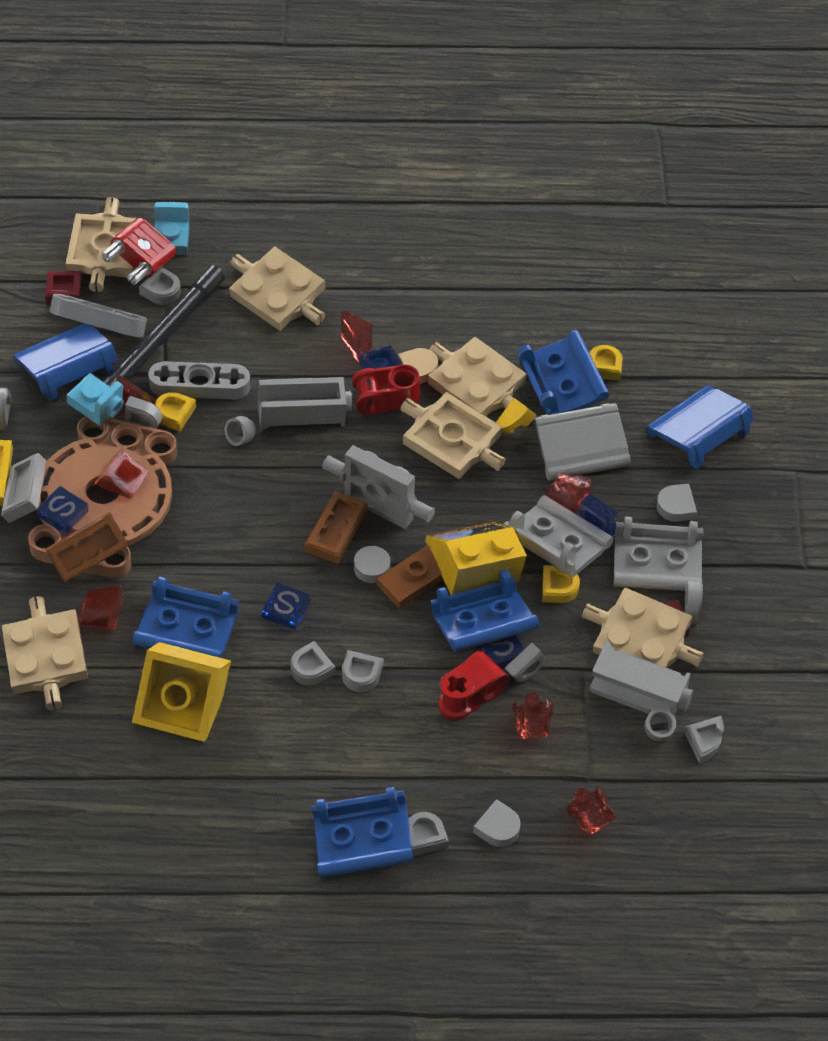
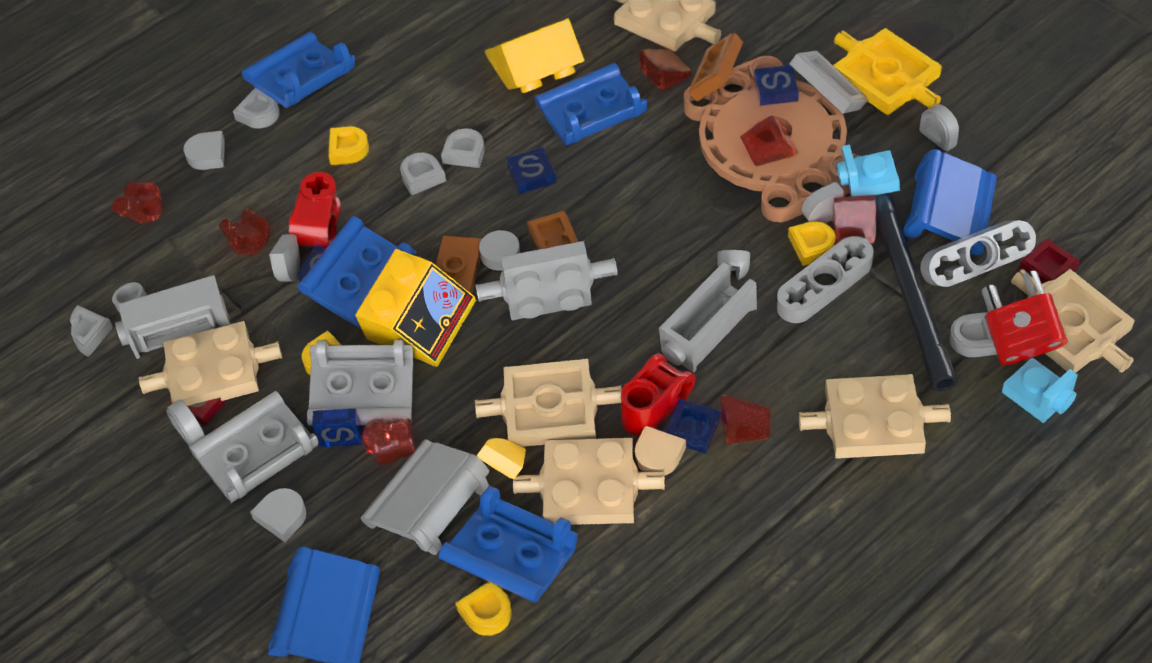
camera: 145 degrees right, 0 degrees up
(390, 740) = (347, 145): none -> yellow tile

